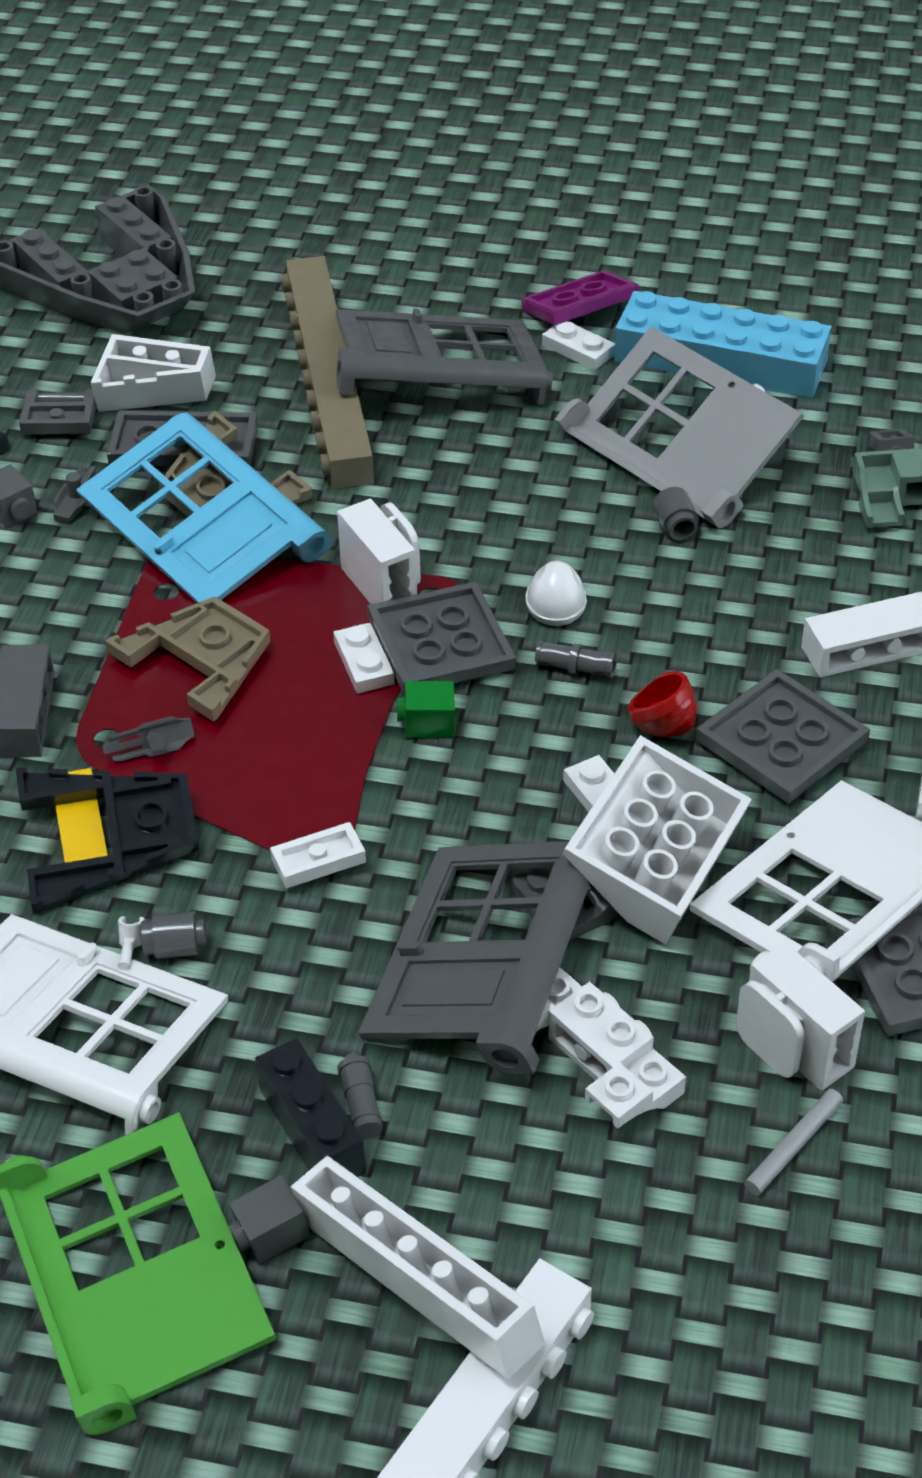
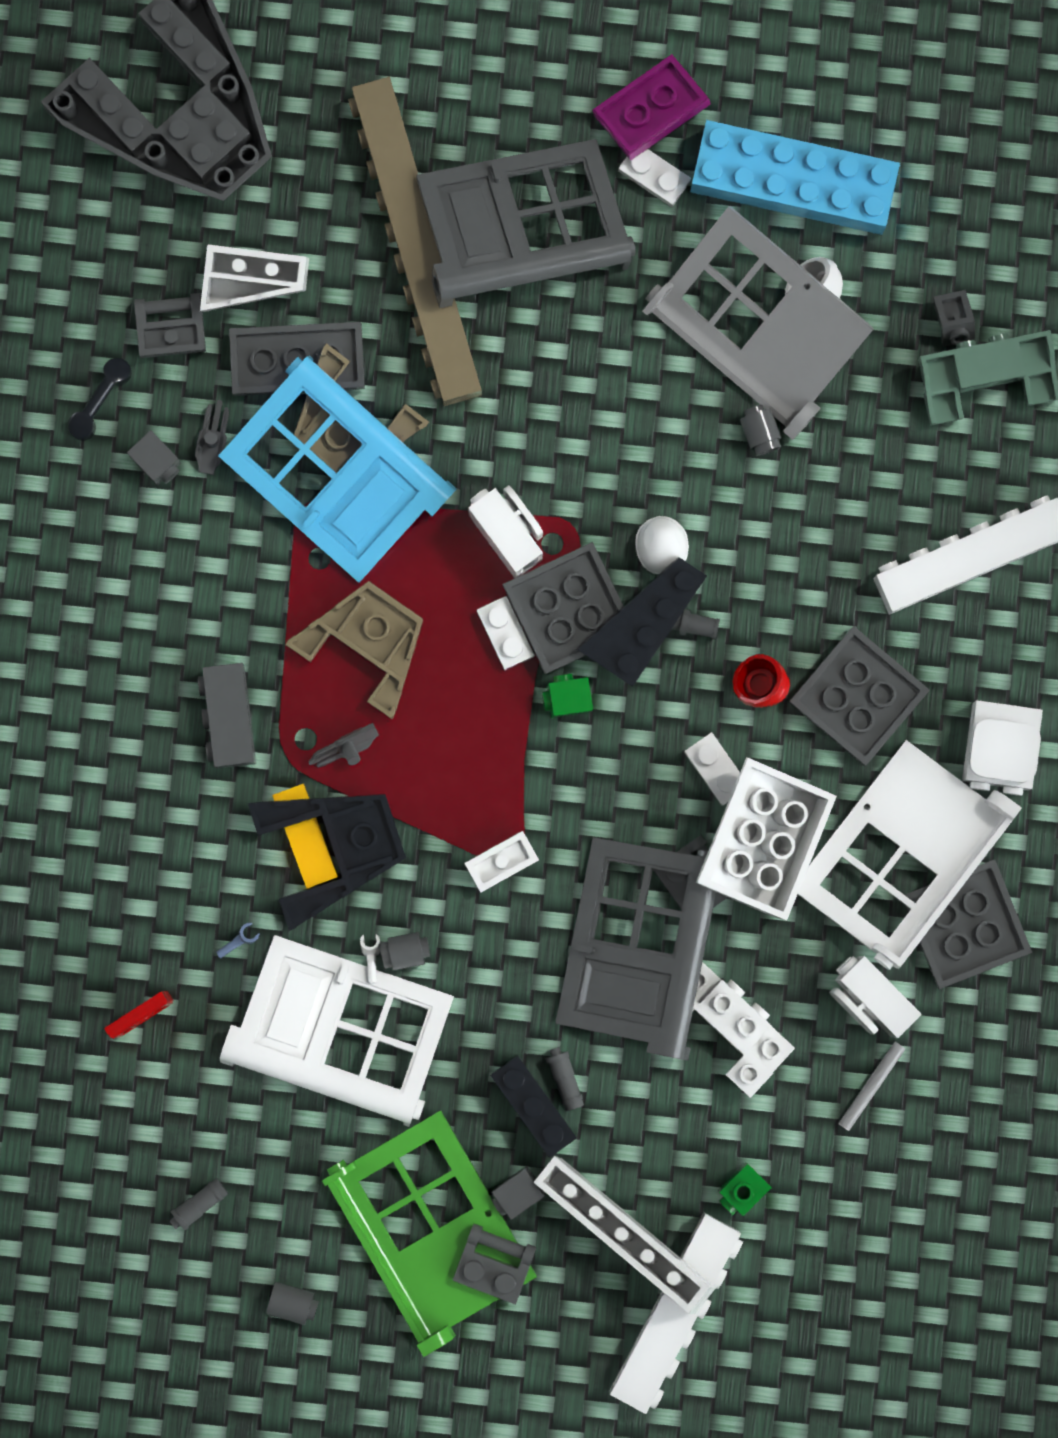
camera: 10 degrees left, 40 degrees up
(207, 1321) = (491, 1274): none -> dark grey plate
(522, 647) = (639, 628): none -> black wing
(601, 1245) = (743, 1190): none -> green brick

